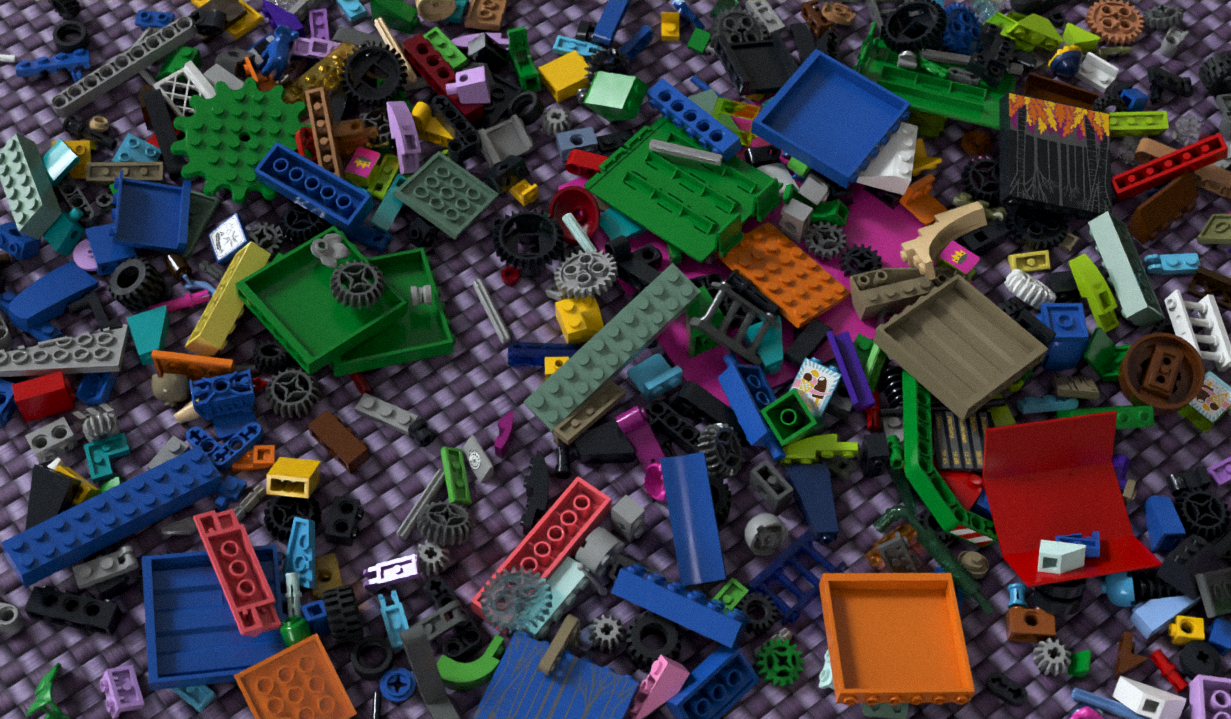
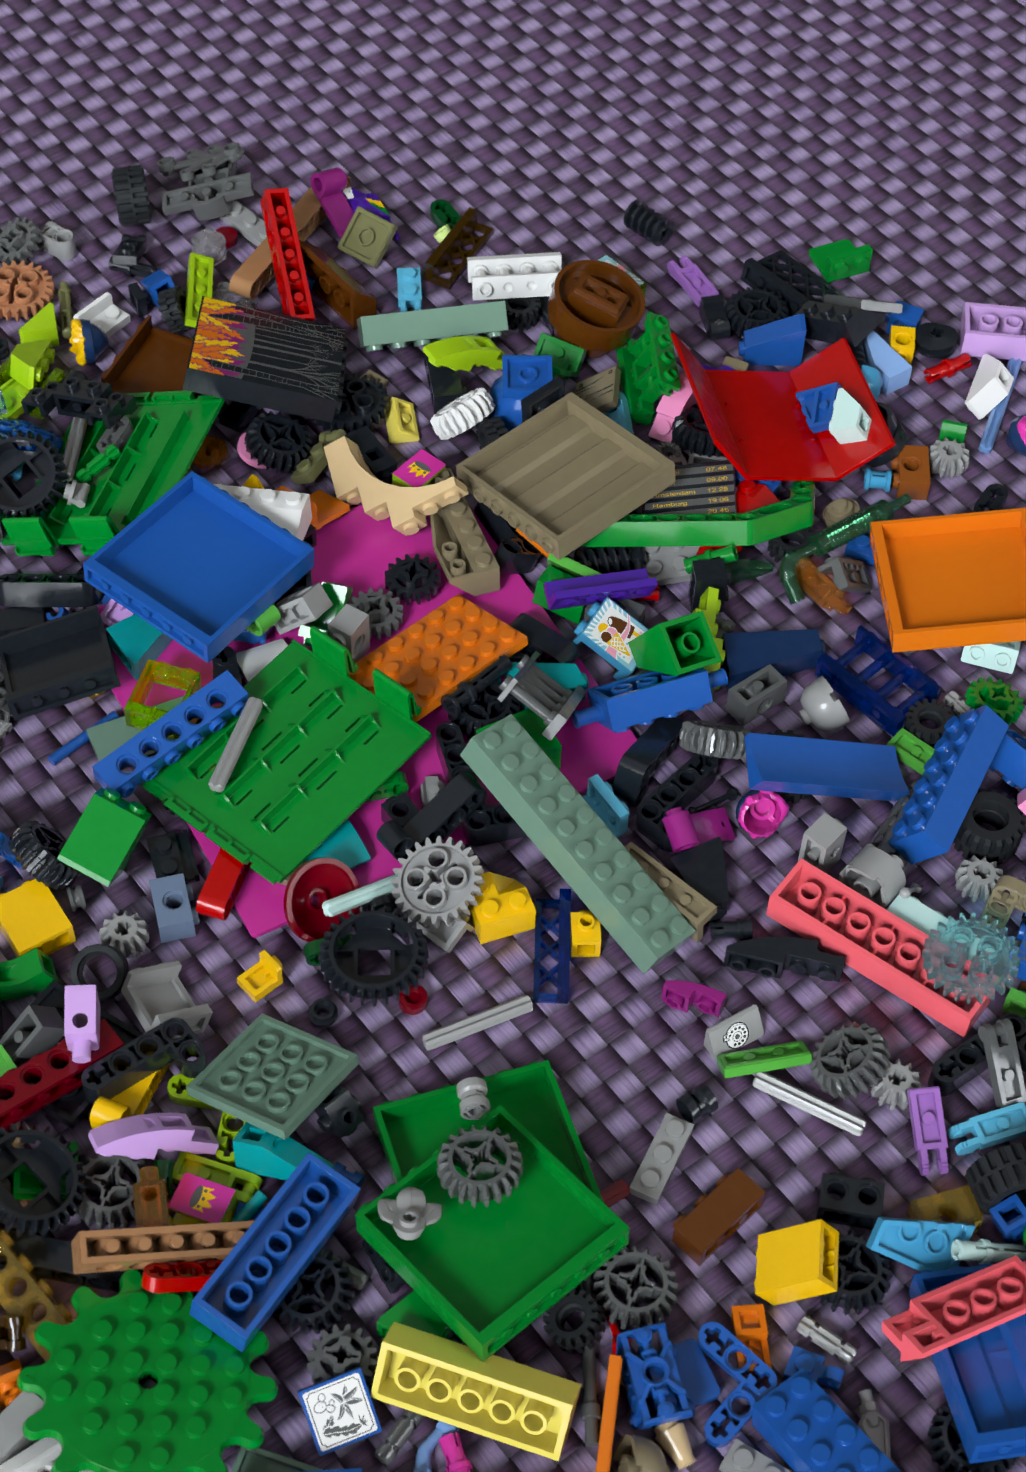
camera: 90 degrees left, 5 degrees down
(506, 174) = (230, 998): black brick -> none
(1127, 661) = (942, 400): reddish brown slope -> none

